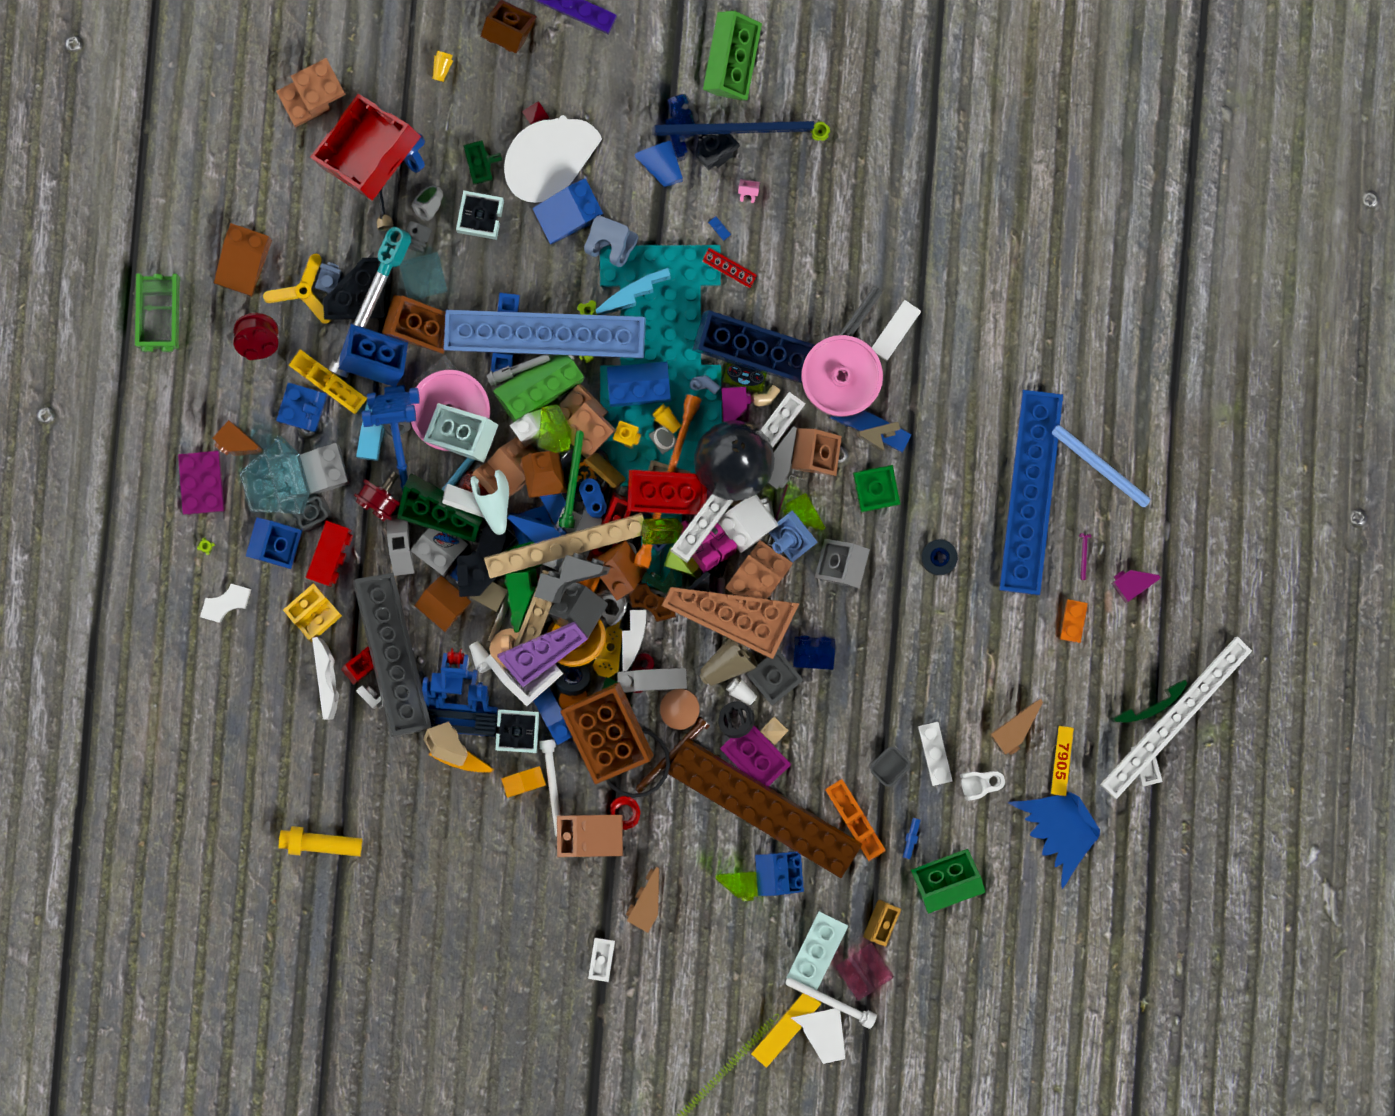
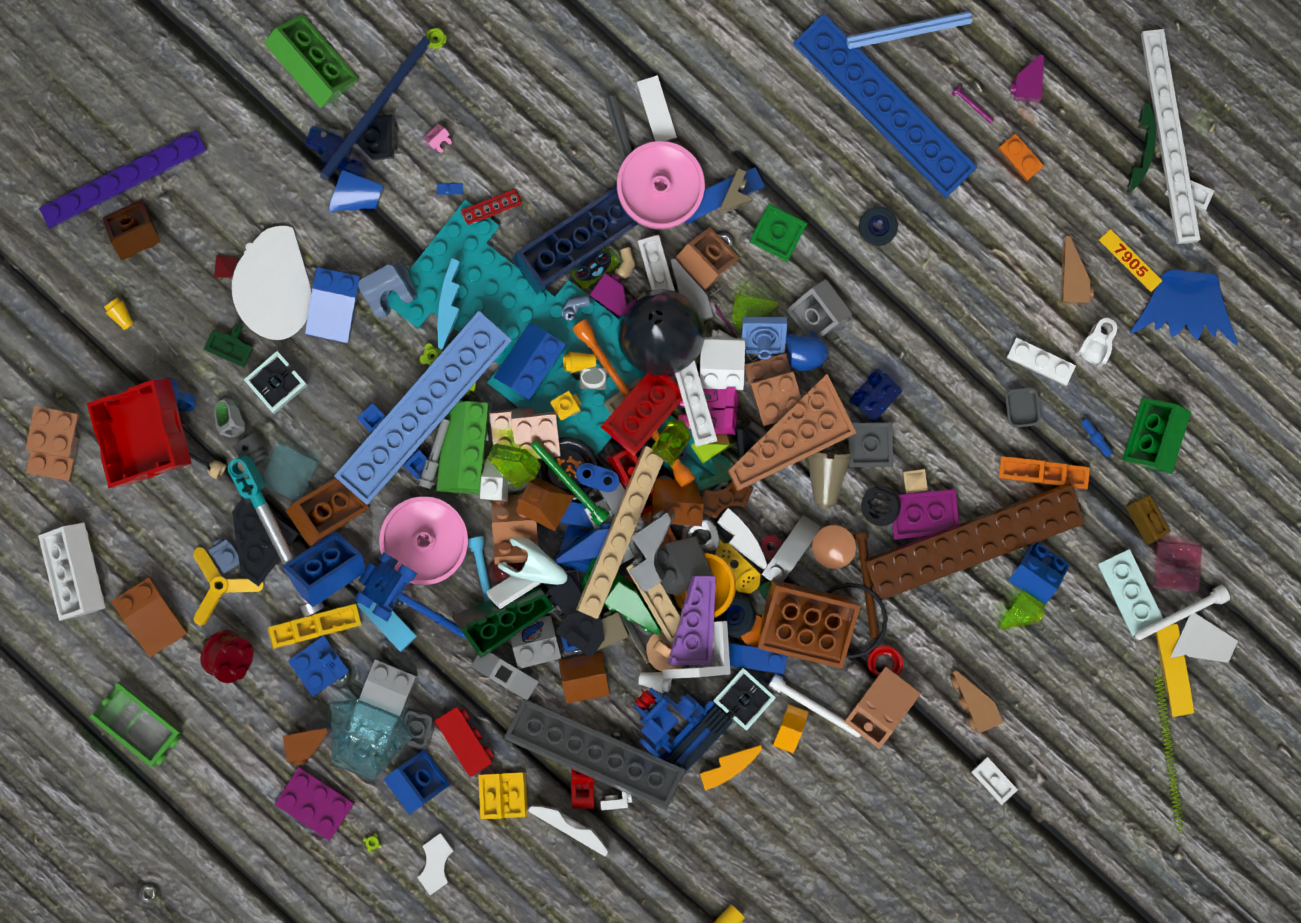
camera: 60 degrees left, 0 degrees up
(231, 179) = (71, 571): none -> white slope
(378, 498) = (451, 660): dark red wheel -> none
(445, 745) = (709, 769): tan slope -> none
(461, 432) = (451, 545): light aqua slope -> none
(605, 470) = (582, 448): pearl gold slope -> none
(741, 691) = (858, 483): white cone -> none
(805, 577) = (806, 351): none -> blue piece

